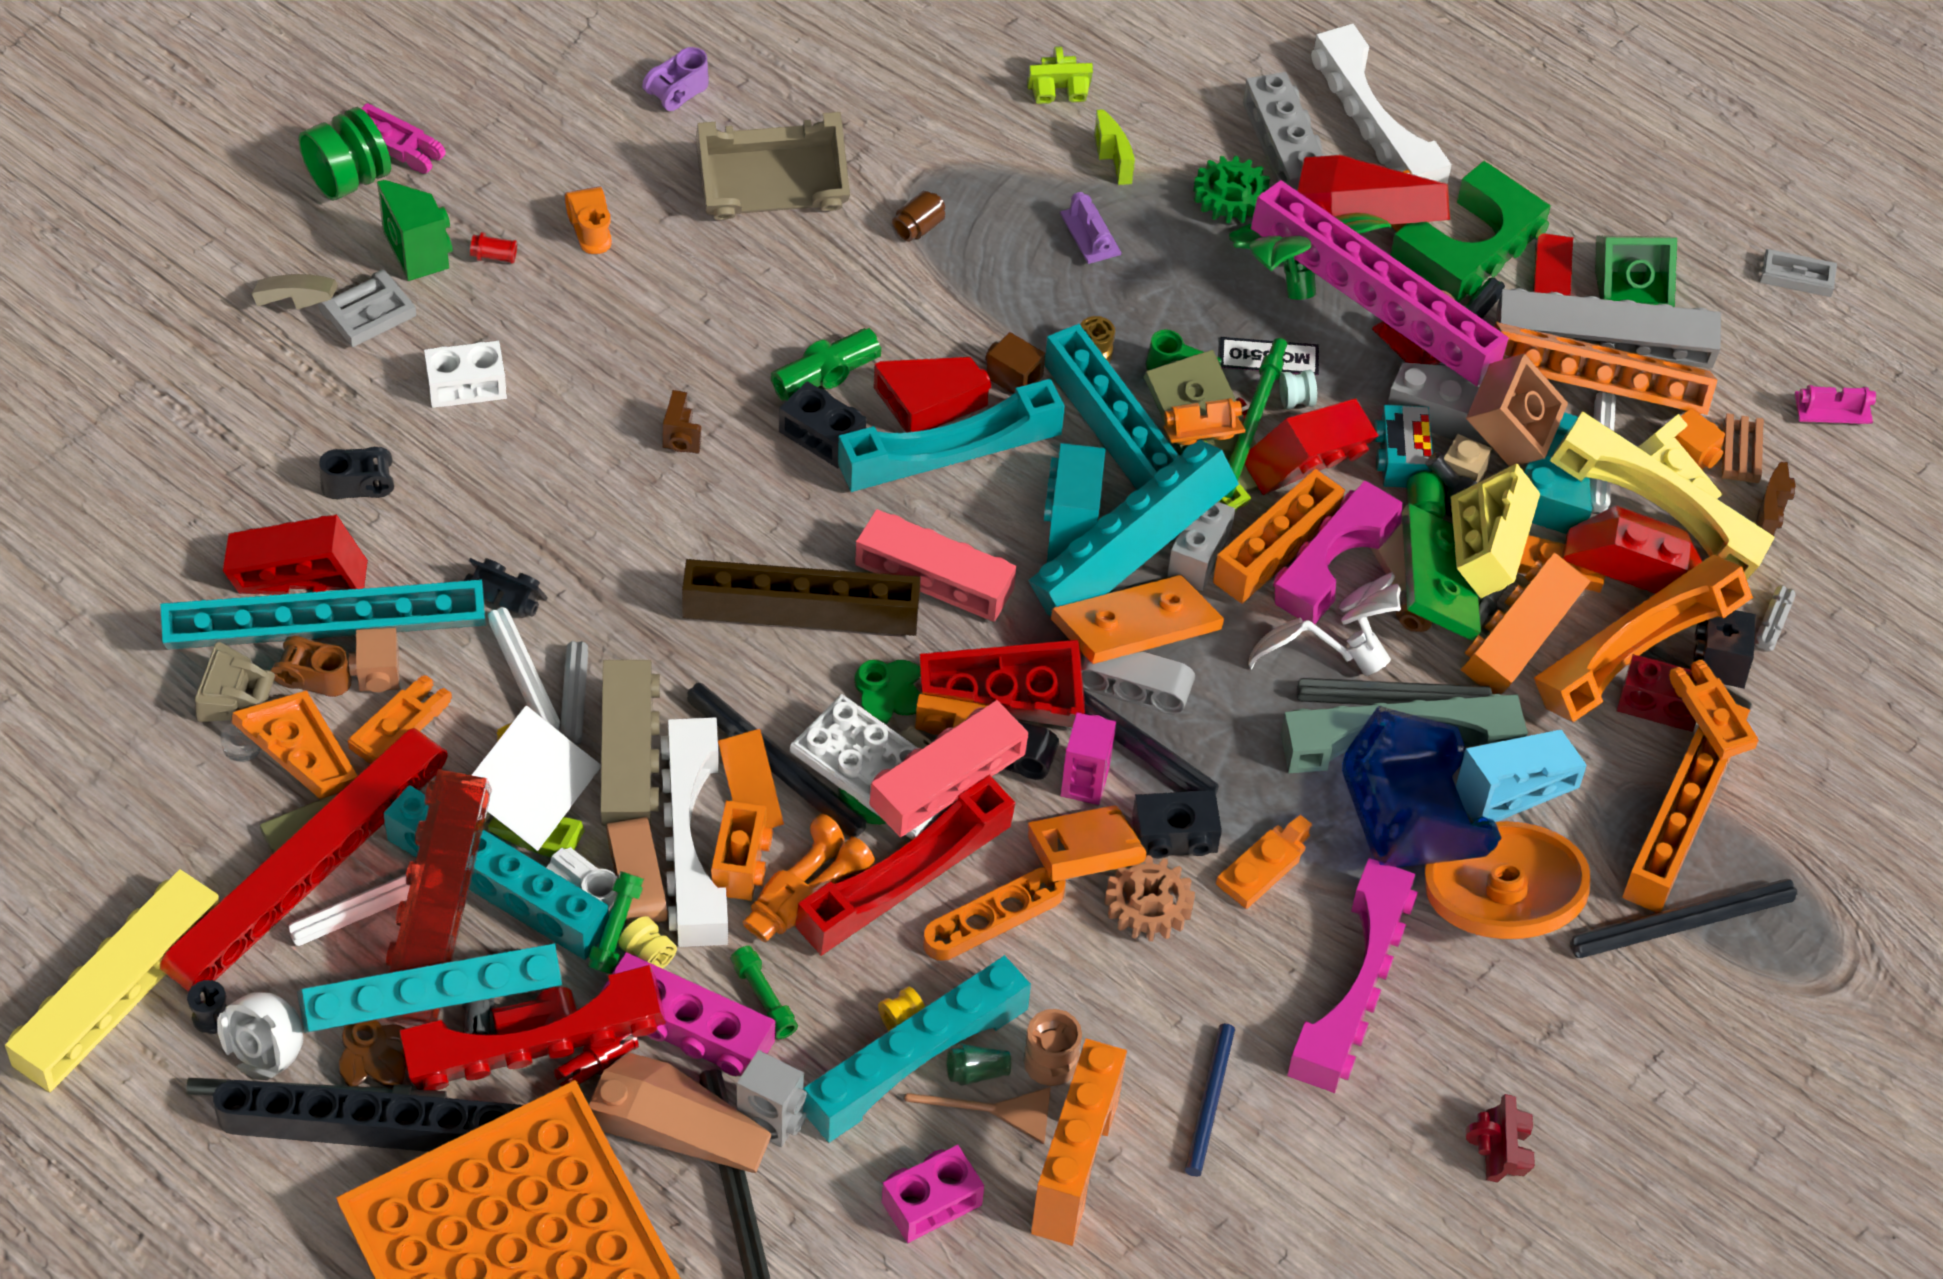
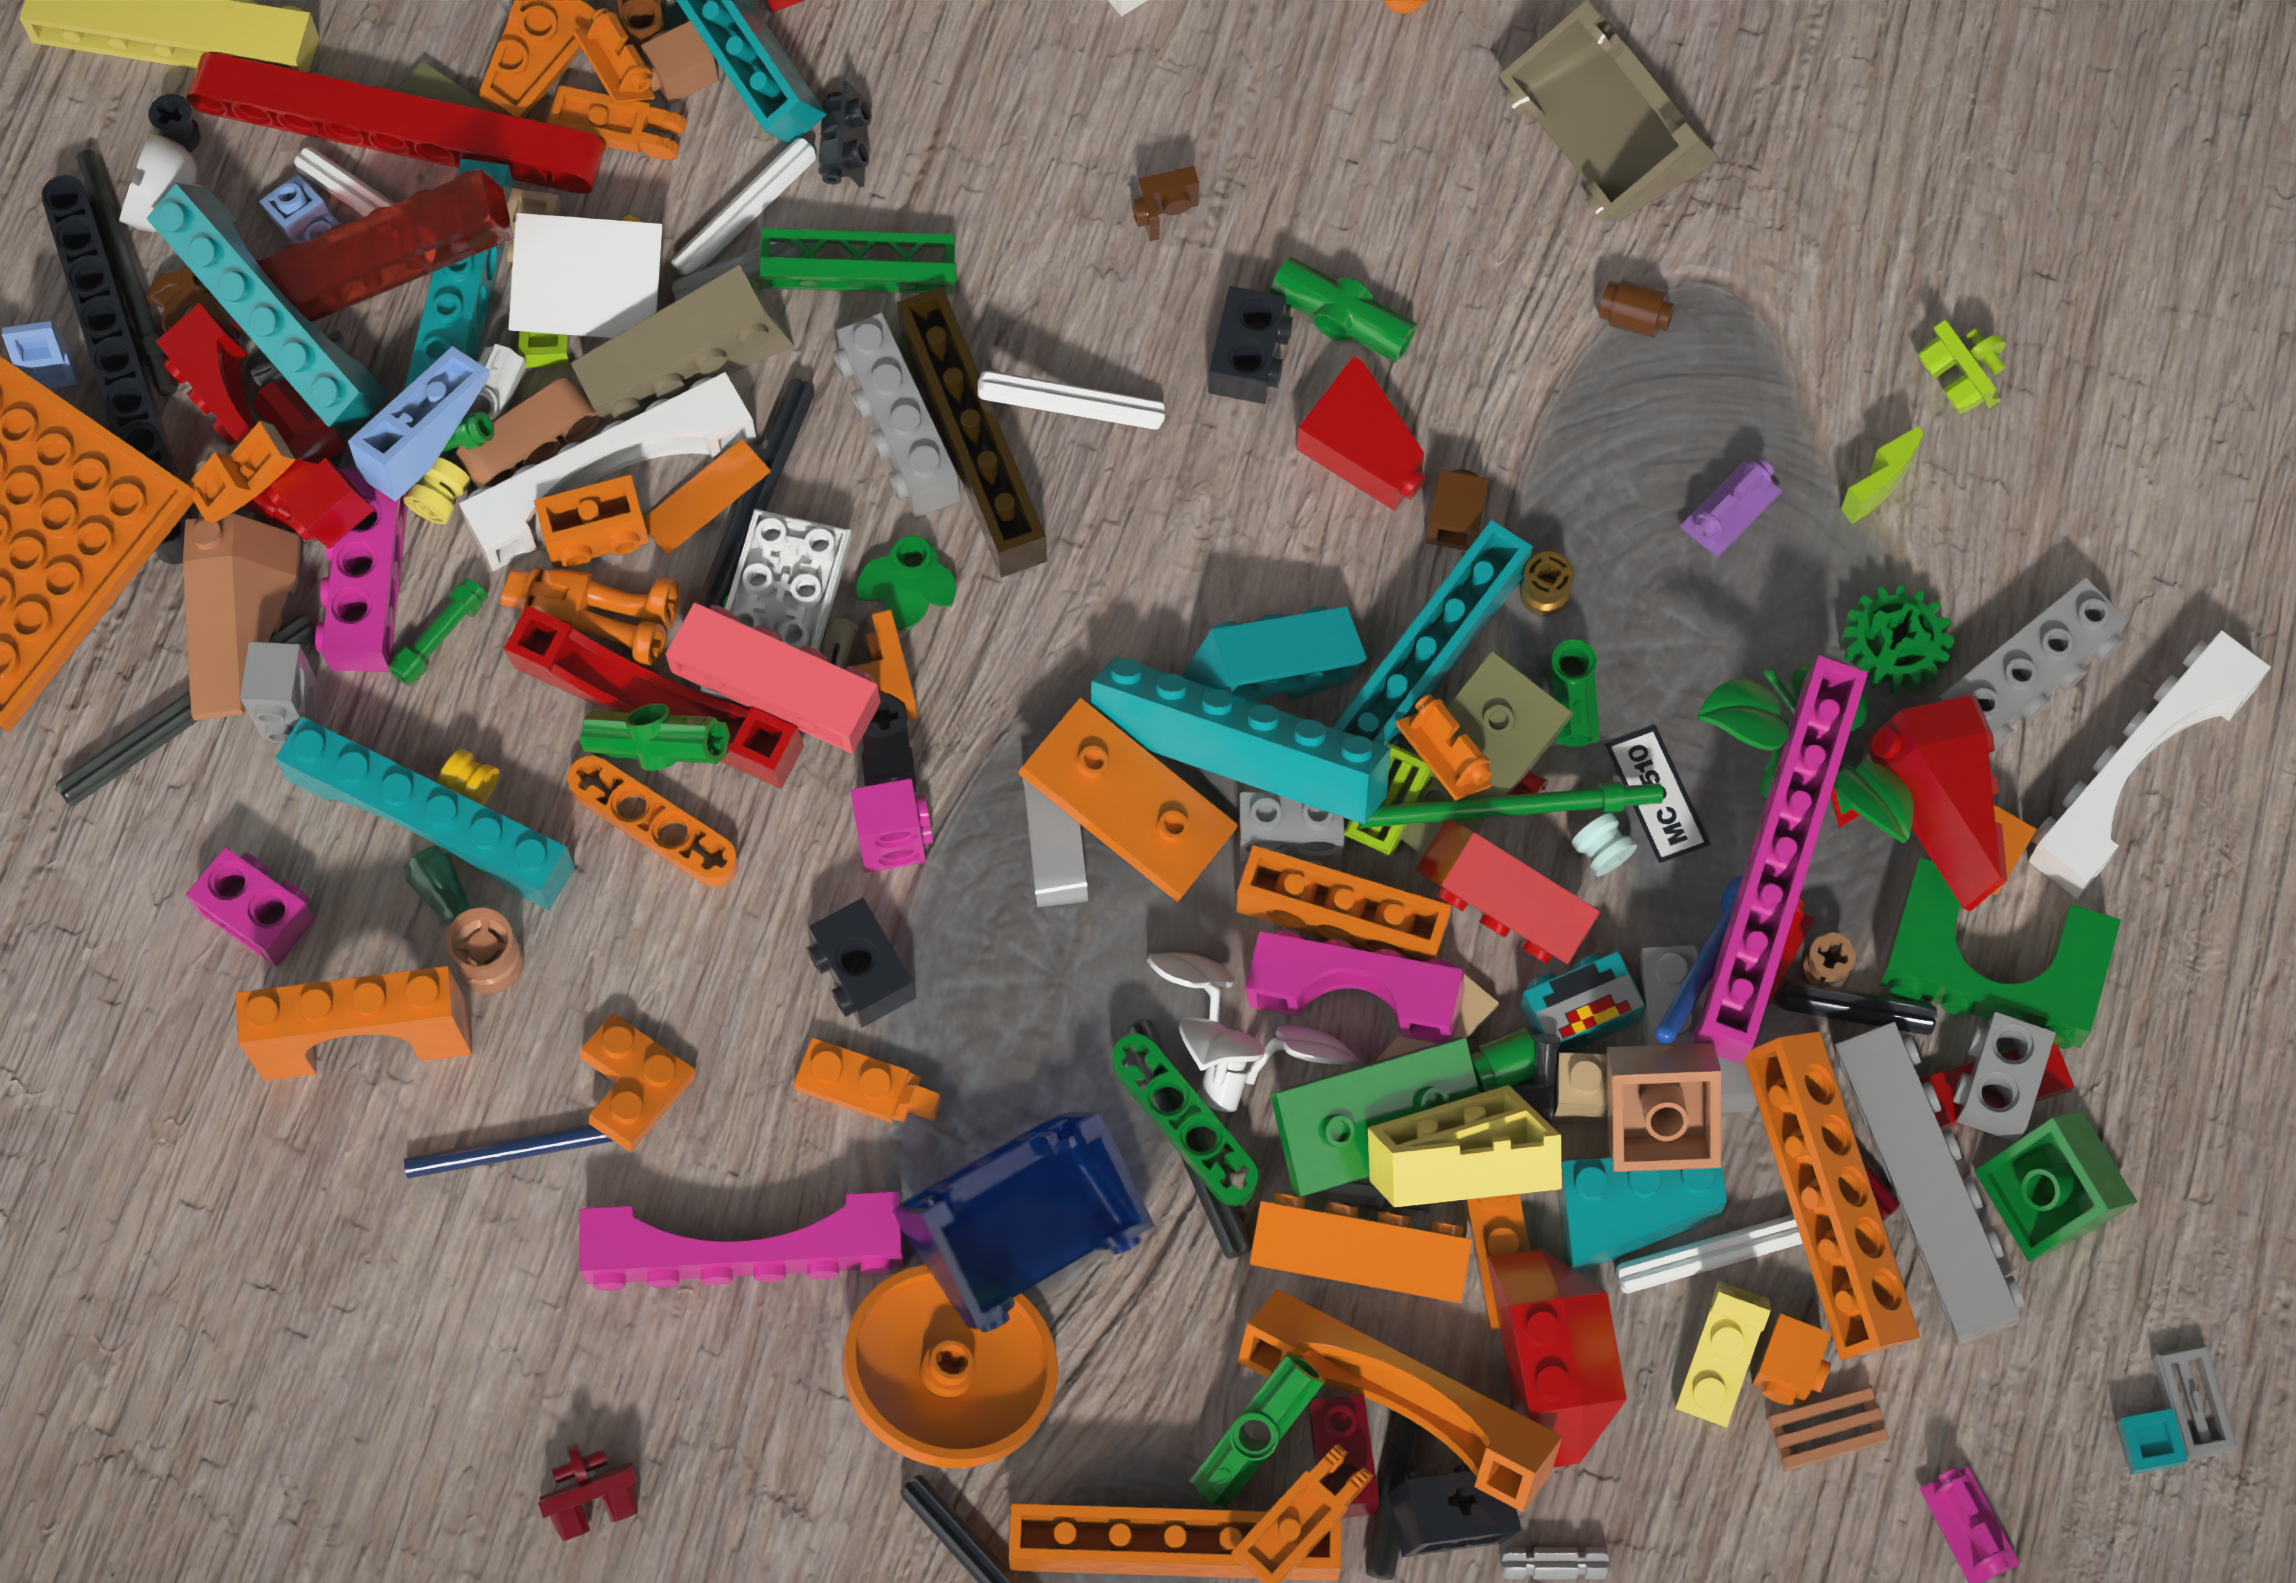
camera: 70 degrees right, 15 degrees up
(334, 693) = (614, 62): none -> orange hinge
(350, 955) = (298, 211): none -> light blue slope
(373, 1154) = (41, 353): none -> light blue slope
(582, 1042) = (237, 478): none -> orange slope
(611, 908) = (416, 426): none -> light blue slope
(624, 620) = (857, 272): none -> green fence
(758, 638) = (898, 416): none -> light grey brick
(814, 529) = (1070, 399): none -> white axle
(881, 457) = (1362, 544): teal arch -> none
(943, 870) = (654, 737): none -> green piece
(946, 567) = (1097, 551): coral brick -> none
(1024, 1112) = (407, 949): nougat piece -> none
(1028, 680) = (960, 710): red wedge -> none
(1092, 840) = (783, 879): orange container -> none
(1149, 898) = (747, 954): nougat gear -> none
(1150, 749) = (968, 875): black axle -> none
(1199, 989) = (645, 1079): none -> orange plate
(1321, 735) = (1063, 1070): sand green arch -> none
(1374, 339) = (1699, 973): none -> blue piece
(1386, 675) = (1178, 1123): none -> green beam
(1518, 774) = (1121, 1324): medium azure wedge -> none
(1559, 257) = (2013, 1080): none -> light grey brick
(1602, 454) = (1637, 1465): light yellow arch -> none
(1631, 722) = (1236, 1453): none -> green piece
(1778, 492) = (1758, 1494): reddish brown slope -> none
(1817, 298) = (2152, 1441): none -> teal plate

